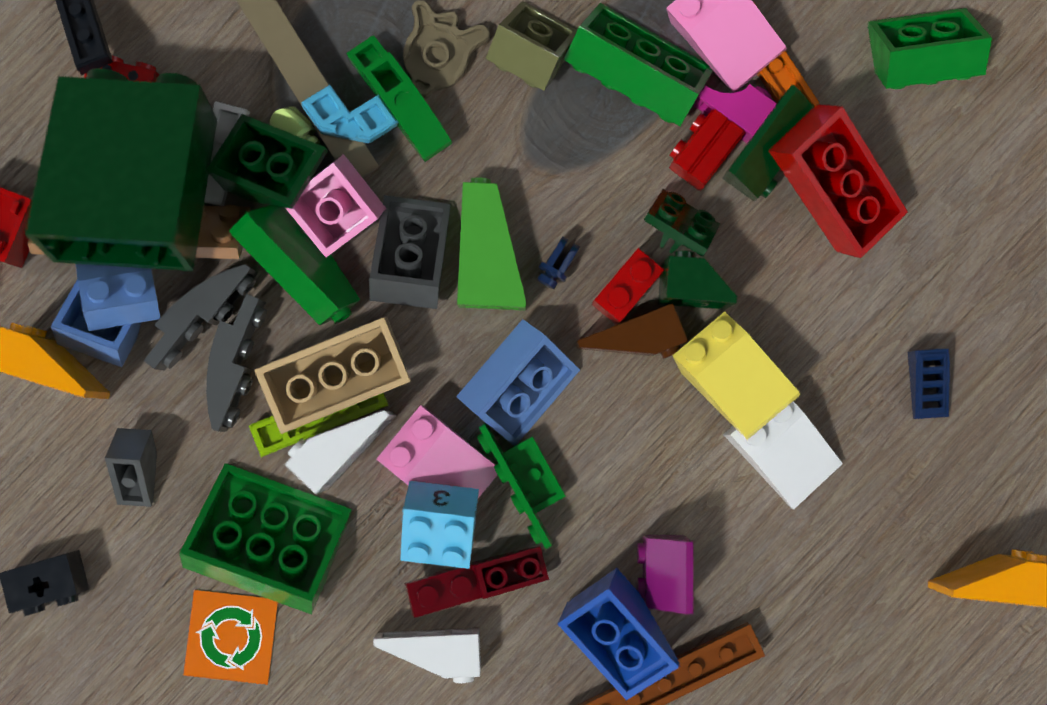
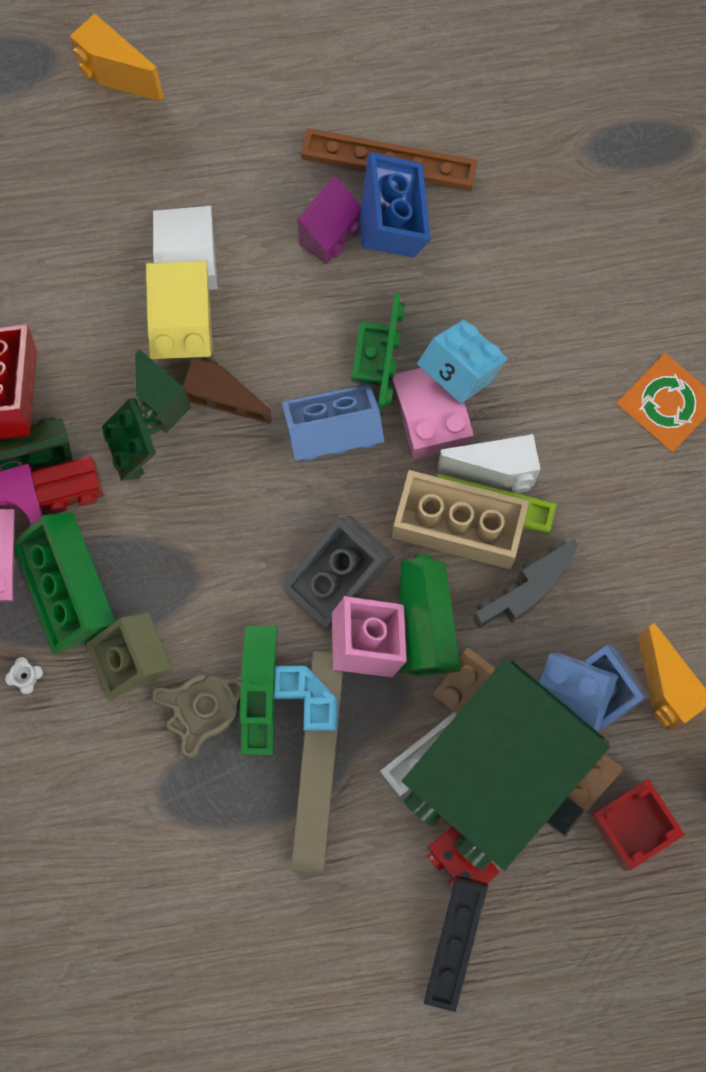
camera: 140 degrees left, 10 degrees down
(132, 466) = (655, 565): dark grey slope -> none
(208, 302) = (519, 645): dark grey slope -> none
(265, 163) = (394, 701): dark green slope -> none
(265, 538) = (593, 445): green slope -> none
(294, 122) = (355, 726): yellowish green arm -> none
(442, 652) = (524, 283): white slope -> none
(483, 580) = (453, 305): dark red slope -> none
(486, 257) = (284, 527): bright green slope -> none
(551, 273) = (237, 483): dark blue arm -> none
(627, 286) = (203, 429): red brick -> none
(942, 382) = (36, 218): dark blue slope -> none

